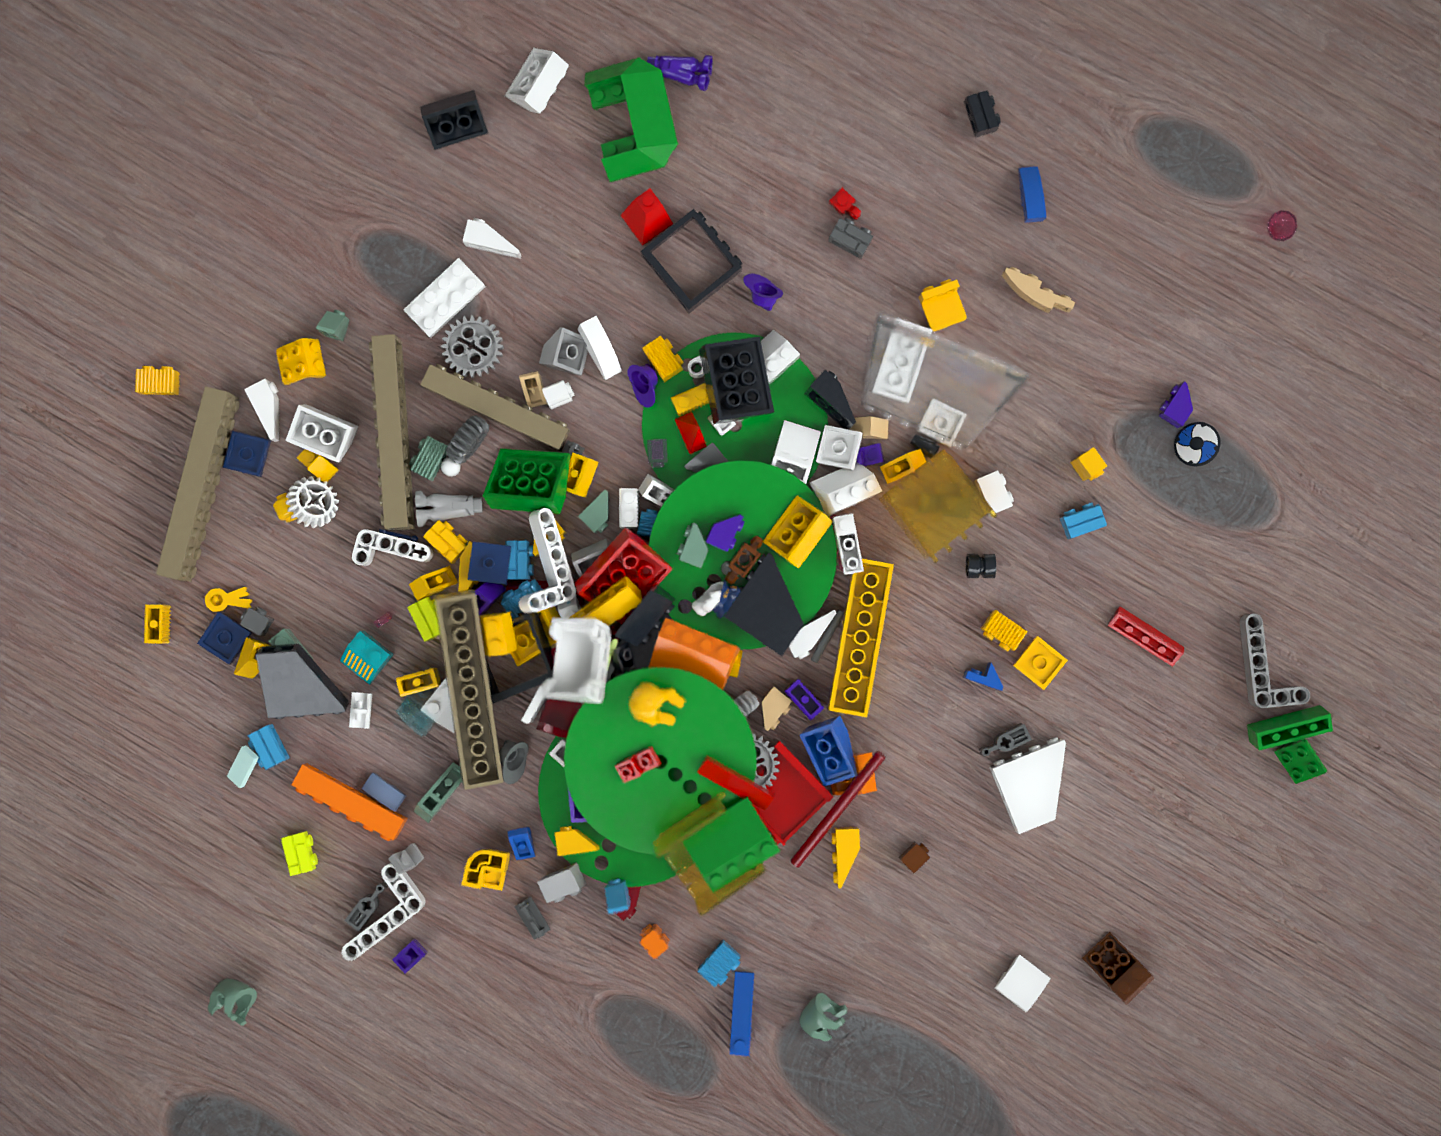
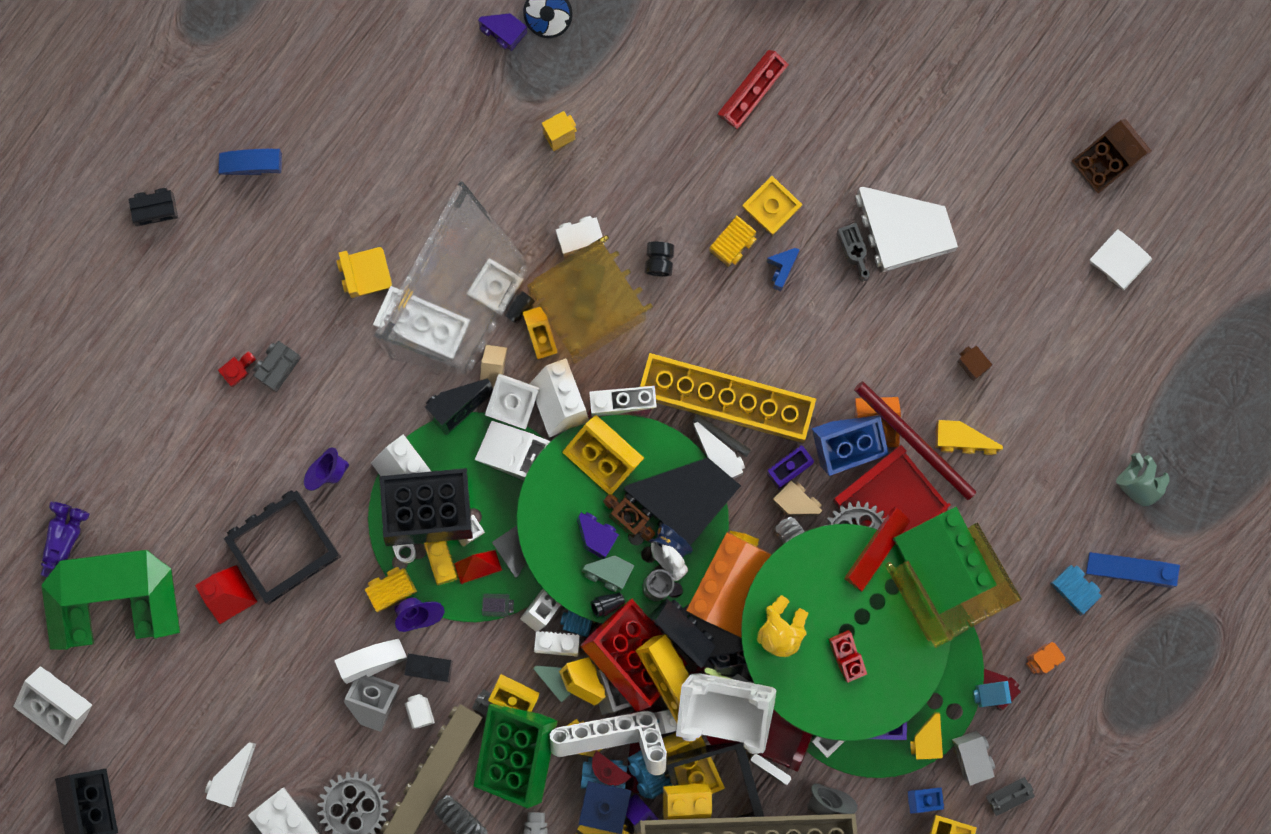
camera: 85 degrees left, 5 degrees down
(521, 562) = (607, 771): none -> dark red plate
(532, 389) = (410, 741): tan slope -> none
(597, 398) = (428, 668): none -> black brick
(597, 532) = (582, 680): none -> yellow slope
(664, 546) = (606, 604): none -> black cone
(686, 591) = (658, 585): none -> flat silver wheel
(870, 455) = (523, 367): dark purple slope -> none
(1029, 289) = (357, 175): tan slope -> none
(1083, 521) = (620, 142): dark azure brick -> none

